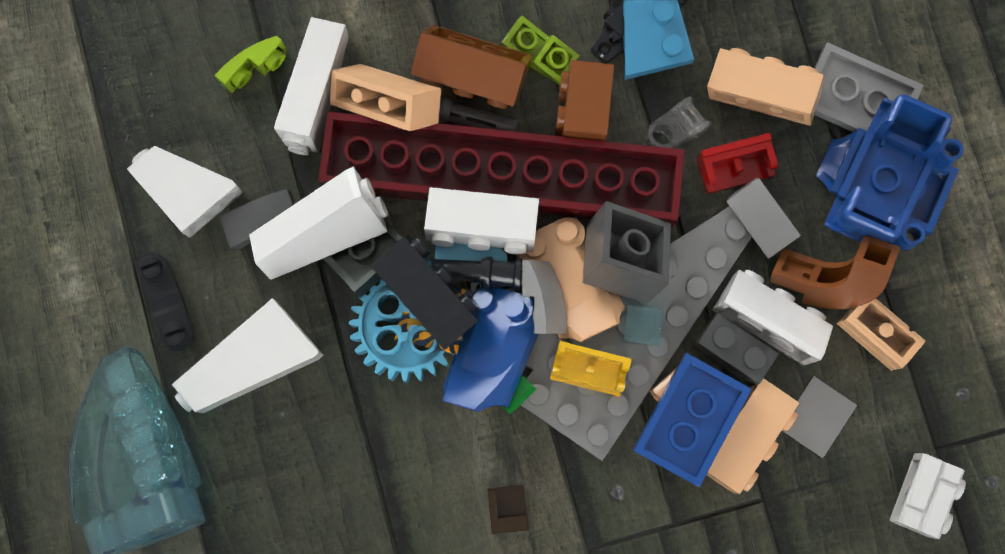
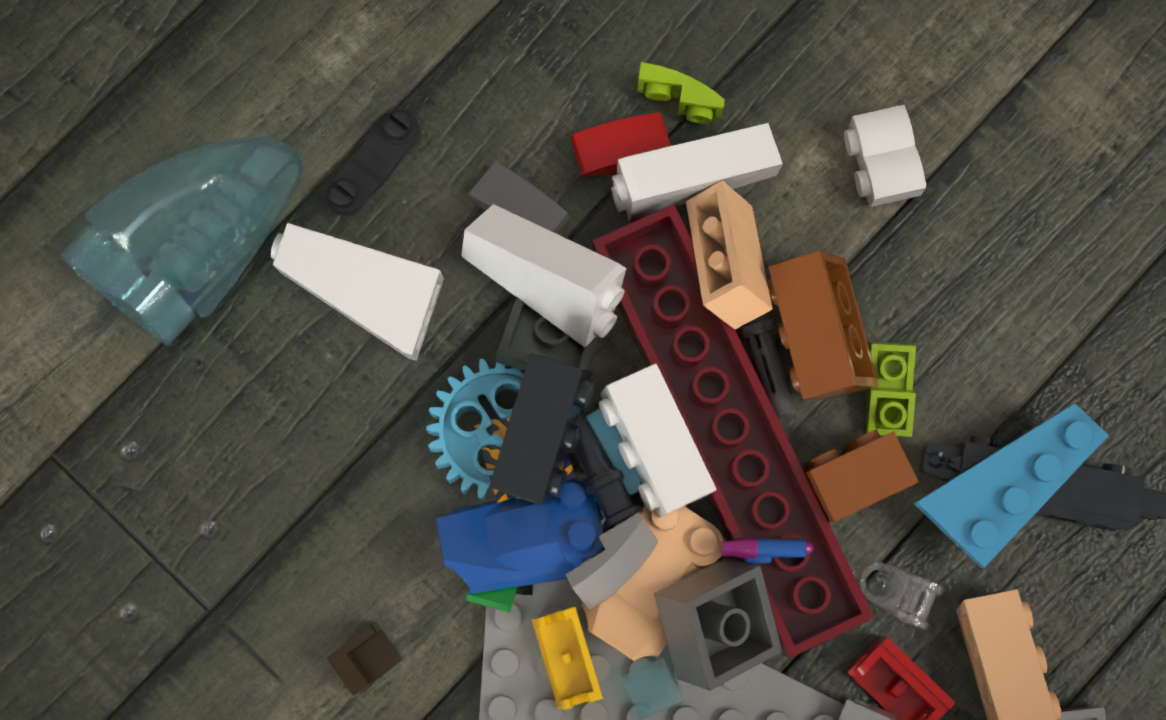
camera: 60 degrees right, 0 degrees up
(182, 188) = (500, 105): white slope -> none
(257, 133) = (602, 145): none -> red slope
(597, 194) = (763, 550): none -> piece

